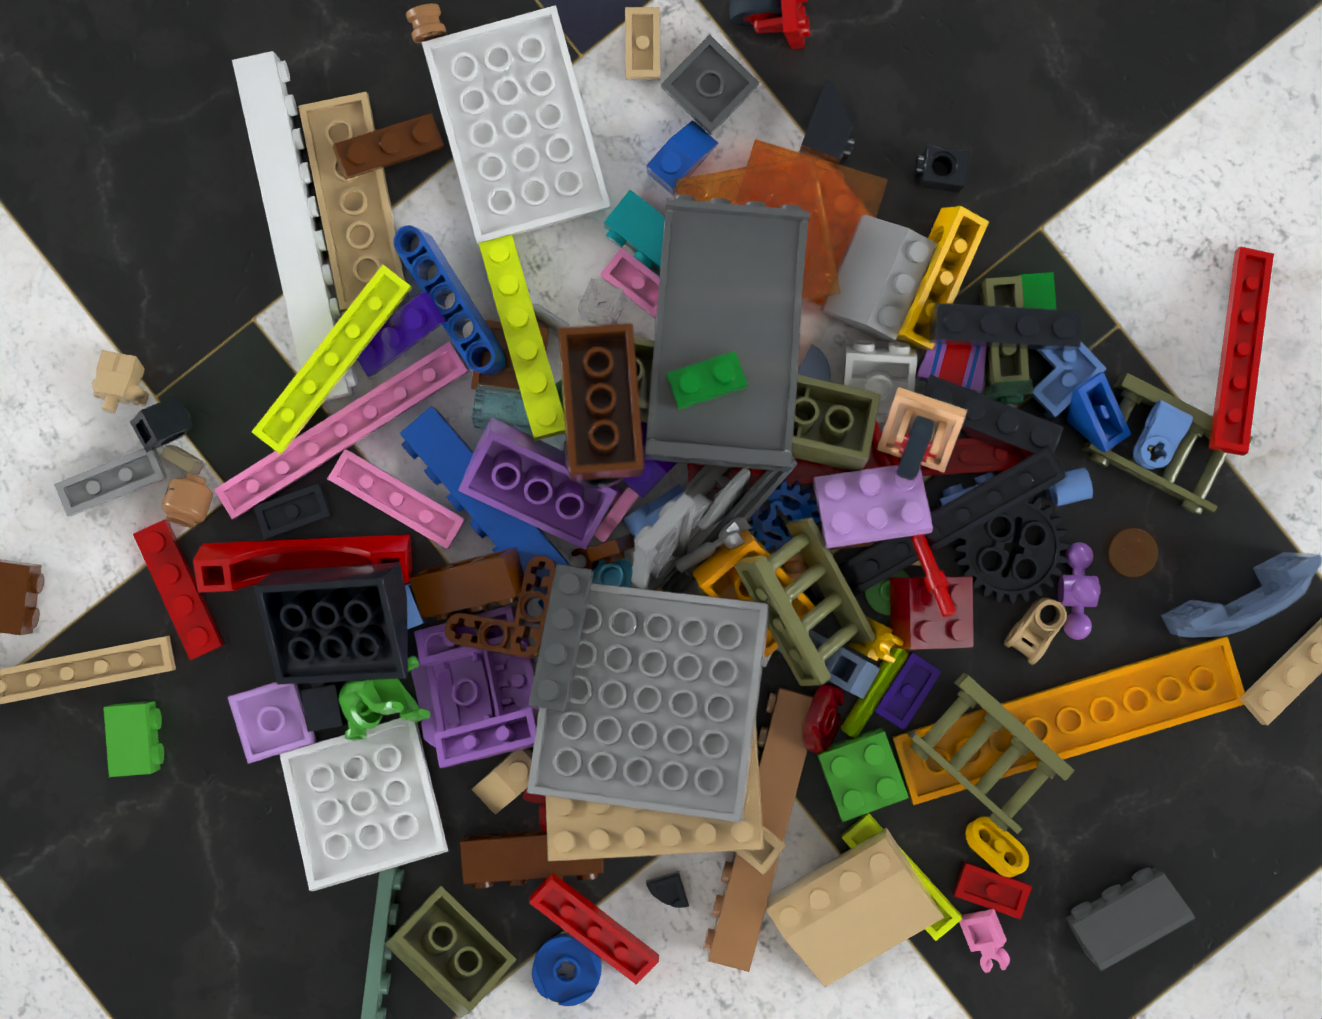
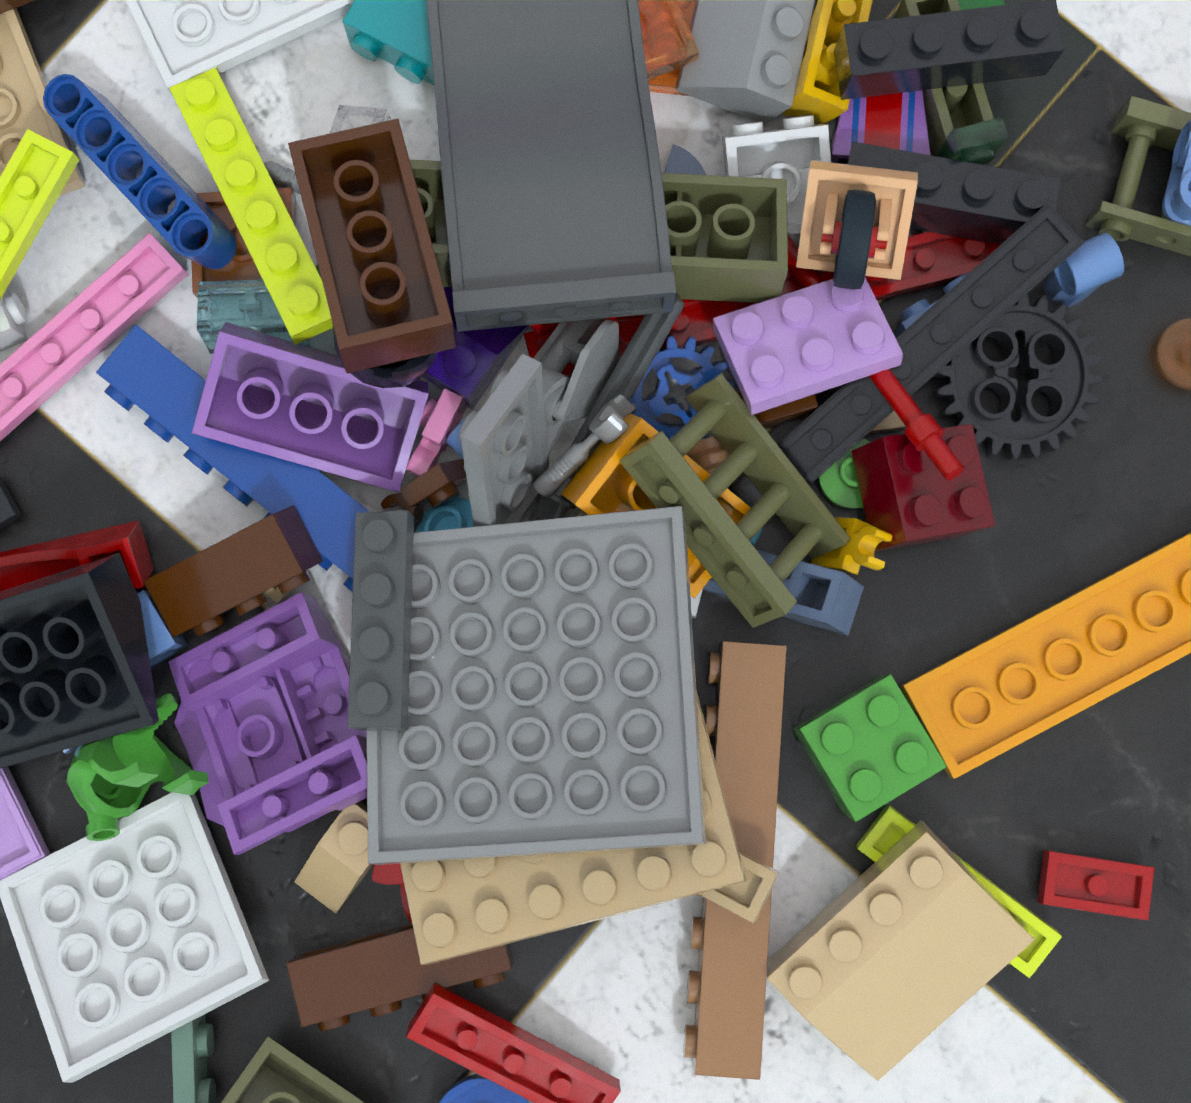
camera: 15 degrees left, 5 degrees down
(322, 706) = (45, 797): black brick -> none
(396, 499) = (111, 473): bright pink plate -> none
(401, 333) = (73, 231): dark purple plate -> none
(512, 631) = (309, 627): reddish brown beam -> none
(635, 279) = (403, 97): bright pink plate -> none
(669, 890) = (616, 978): black tile -> none
(706, 380) = (526, 191): green plate -> none
(822, 720) = (793, 677): dark red tile -> none
(865, 707) = (854, 647): lime axle -> none
(907, 691) = (910, 613): dark purple plate -> none
(985, 935) = (1102, 955): bright pink plate -> none
(997, 845) = (1090, 818): yellow plate -> none
(1022, 742) = (1097, 652): olive fence -> none
(1036, 631) = (1073, 495): tan piece -> none
(1069, 372) = (1052, 112): medium blue panel -> none
(1078, 591) = (1128, 421): medium lavender piece -> none
(1097, 413) = (1101, 158): blue slope -> none

